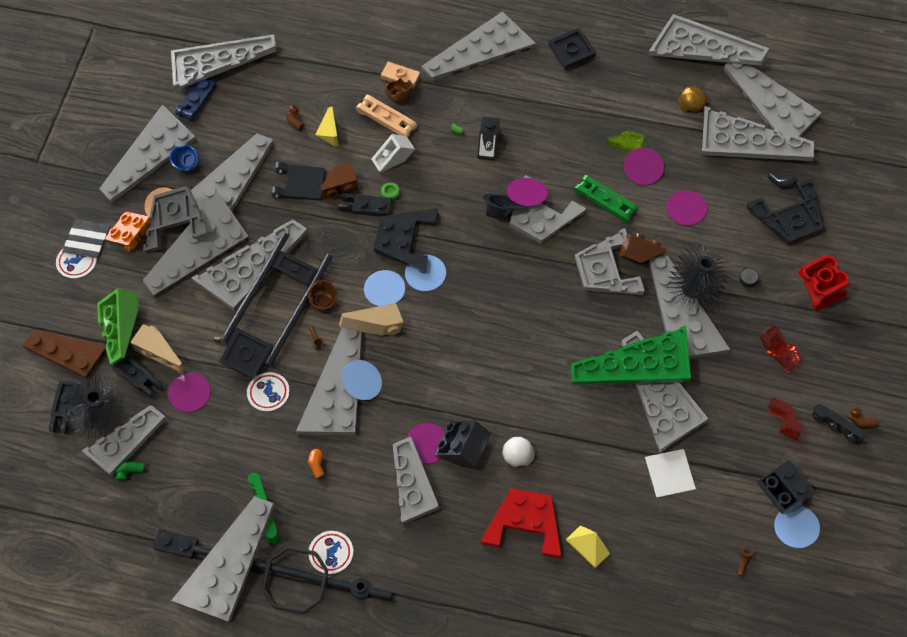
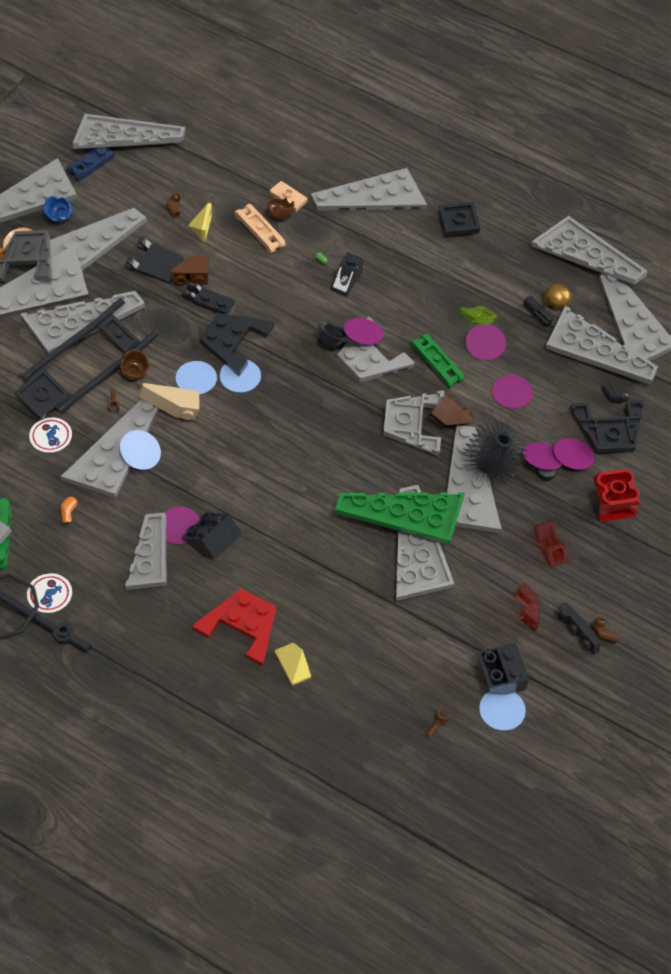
camera: 10 degrees right, 5 degrees down
(390, 190) = (237, 293): bright green tile -> none
(393, 152) = (252, 260): white slope -> none
(518, 452) = (261, 558): white hair -> none
(670, 473) = (399, 623): white sticker -> none
(681, 118) = (538, 310): none -> black axle
(743, 263) = (541, 456): none -> magenta sticker
(767, 252) = (574, 453): none -> magenta sticker

